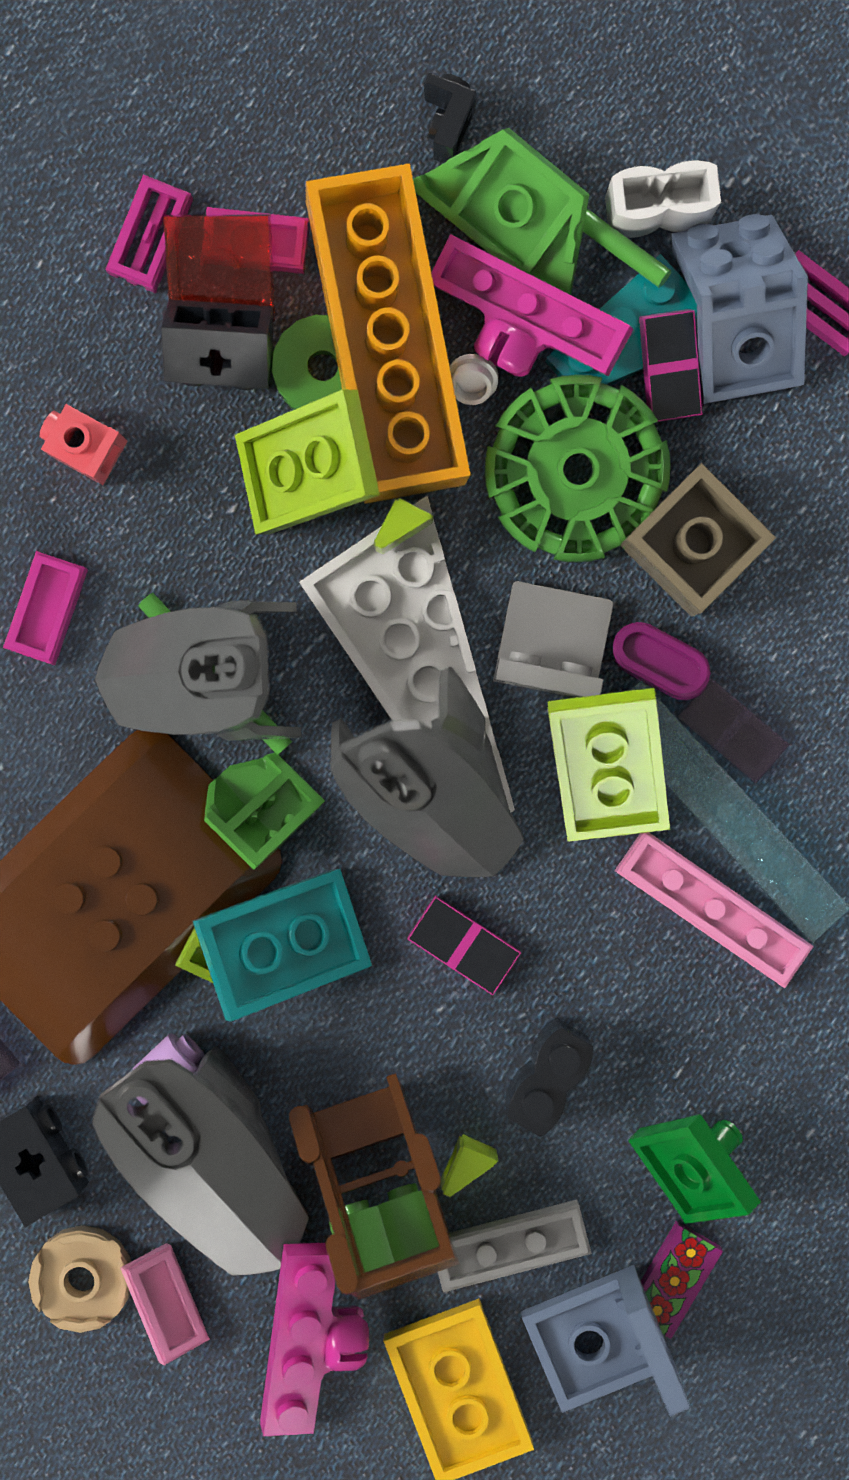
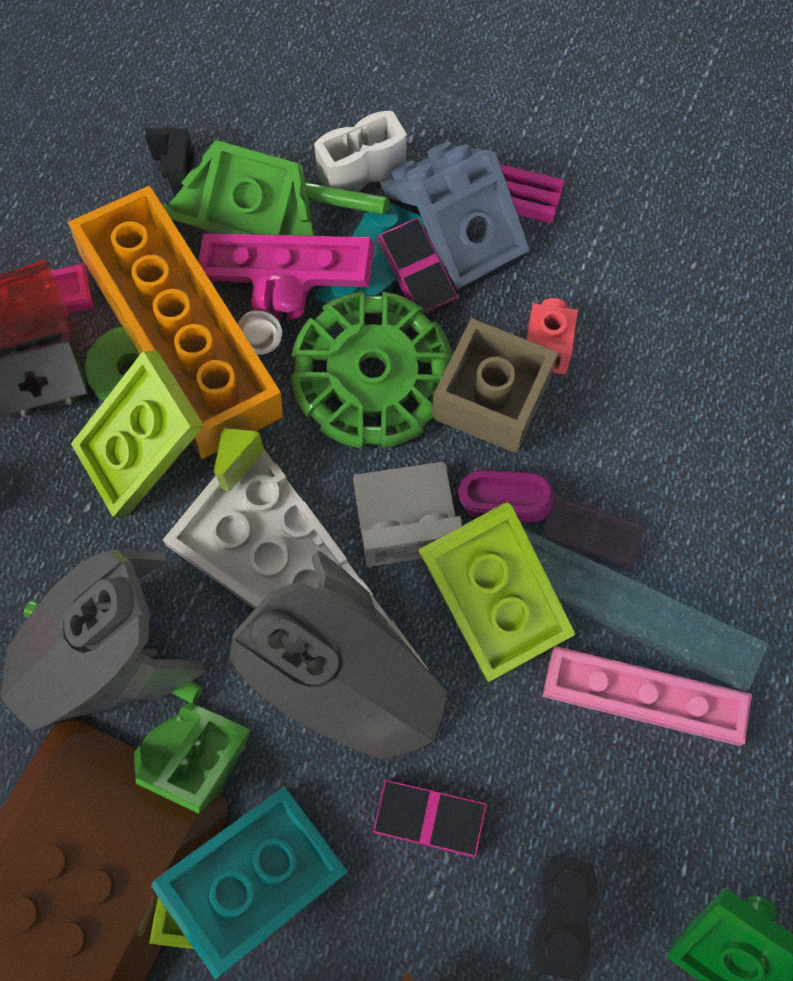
camera: 15 degrees left, 20 degrees down
(766, 506) = (554, 328): none -> coral brick

